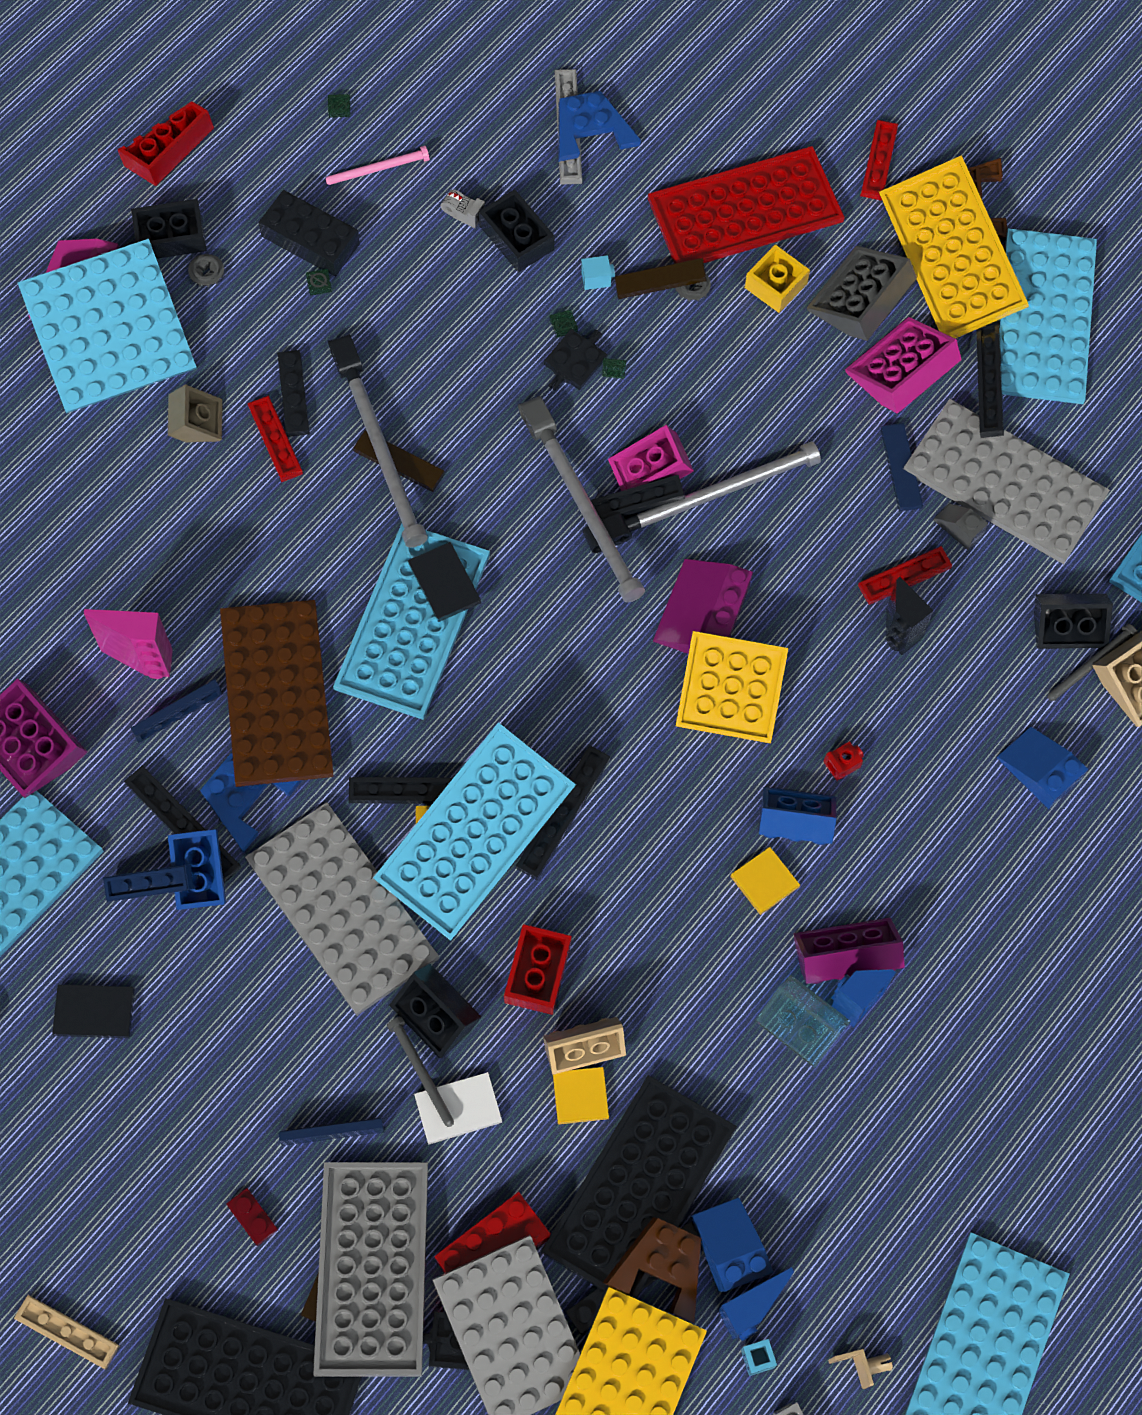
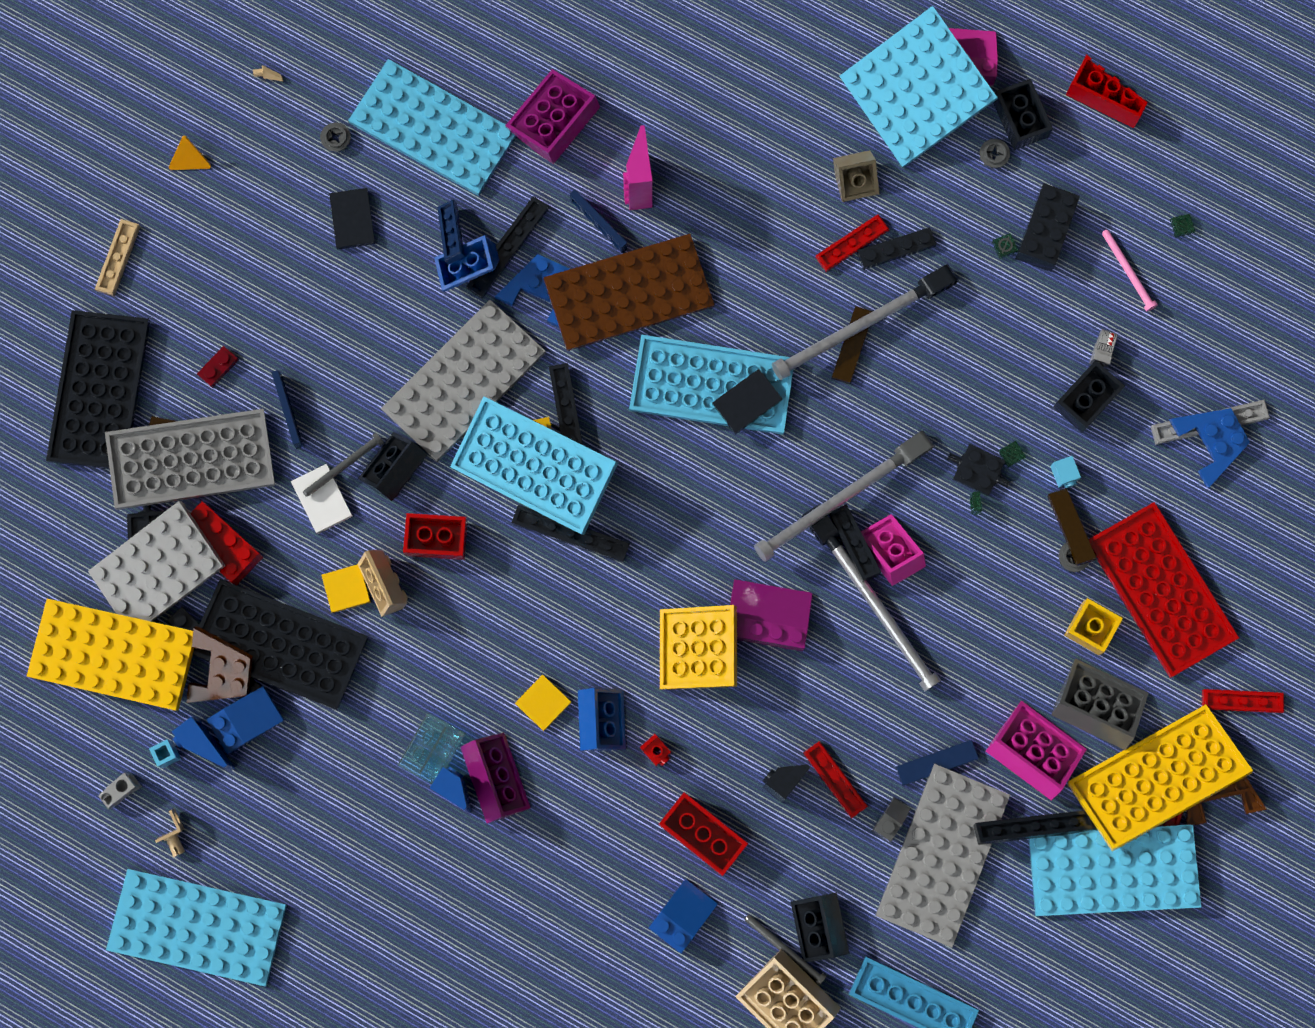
camera: 80 degrees right, 10 degrees up
(951, 723) = (703, 834): none -> red brick

